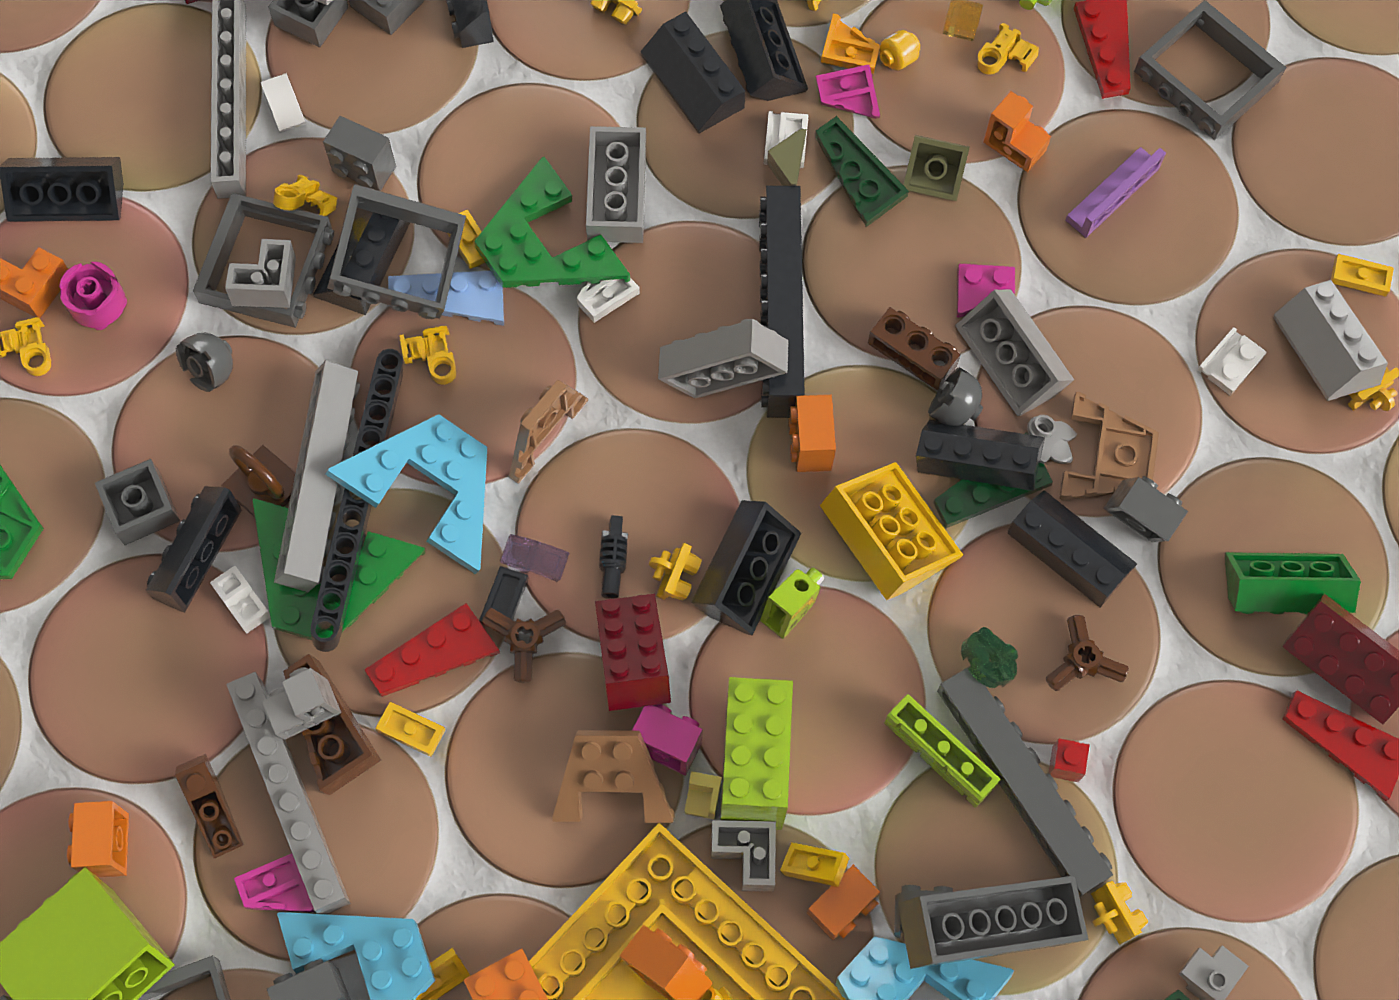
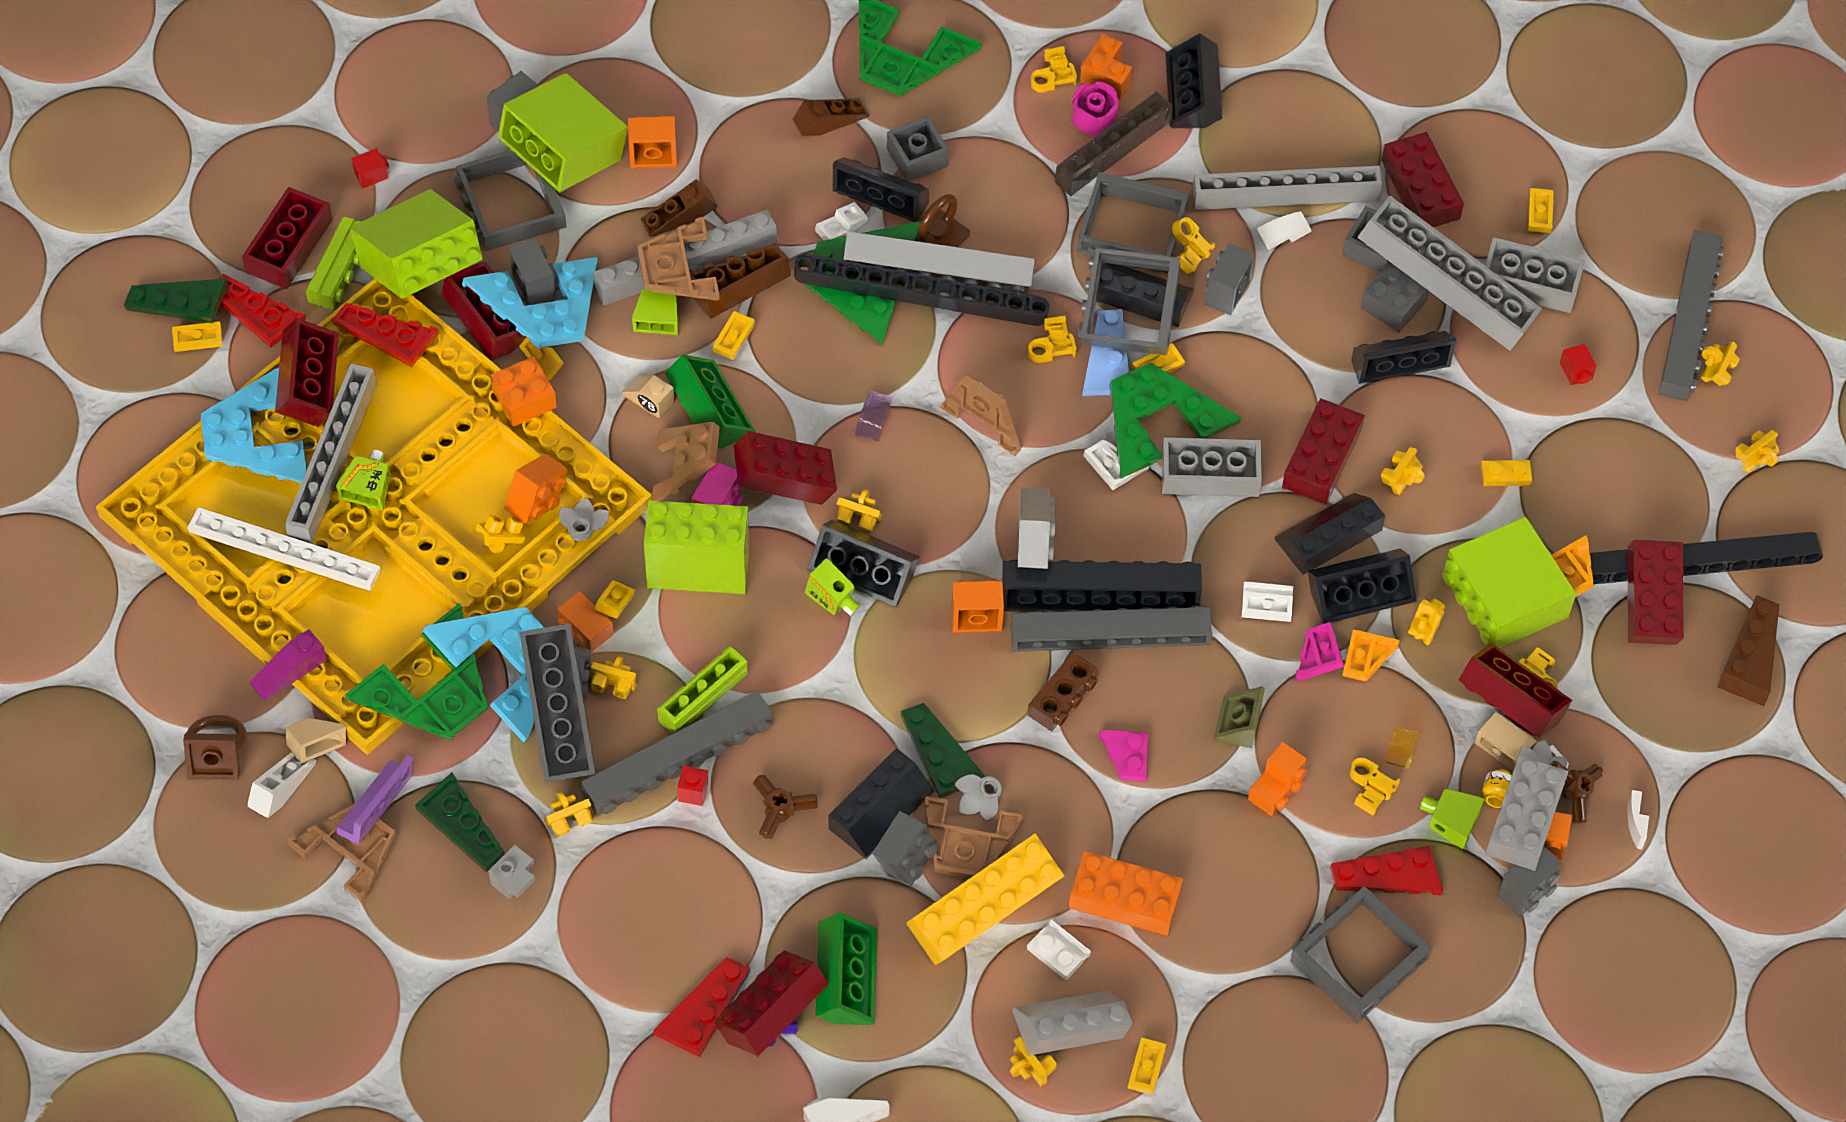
camera: 90 degrees right, 10 degrees down
(69, 615) = (827, 115): none -> reddish brown slope
(147, 272) = (1113, 143): none -> clear smoke brick
(206, 358) = (1041, 187): dark grey cylinder -> none
(268, 281) = (1105, 217): light grey brick -> none
(274, 887) = (614, 248): dark pink wing -> none
(300, 703) = (745, 249): light grey brick -> none
(315, 808) = (666, 265): none -> medium nougat wing
(367, 827) = (655, 313): none -> lime torso
(441, 647) = (801, 358): red wing -> none
(448, 459) = (957, 349): medium azure wing -> none
(497, 835) = (650, 394): none -> tan slope
(506, 592) = (840, 397): black tile -> none
(511, 756) = (708, 397): none -> green slope
(523, 652) = (805, 398): reddish brown bush -> none
(592, 73) = (1323, 451): none -> dark red brick
(613, 557) = (874, 469): black hinge -> none
(698, 906) = (583, 517): none -> light grey plate
(752, 843) = (623, 559): light grey brick -> none
(786, 158) = (1229, 589): olive slope -> none
(829, 297) = (1111, 629): none -> dark grey brick
(861, 173) = (1230, 663): dark green wing -> none
(890, 529) = (896, 668): yellow slope -> none
(899, 50) = (1363, 692): yellow head -> none
(928, 850) = (613, 674): none -> yellow hips
(958, 399) = (1011, 719): dark grey cylinder -> none
(980, 454) = (963, 731): black slope -> none
(984, 646) = (765, 733): clear green plate -> none
(1014, 351) = (1062, 771): light grey slope -> none
(1114, 191) = (1227, 865): medium lavender fence -> none
(1164, 288) = (1125, 893): none -> orange brick
(1193, 429) = (985, 899): none -> yellow brick

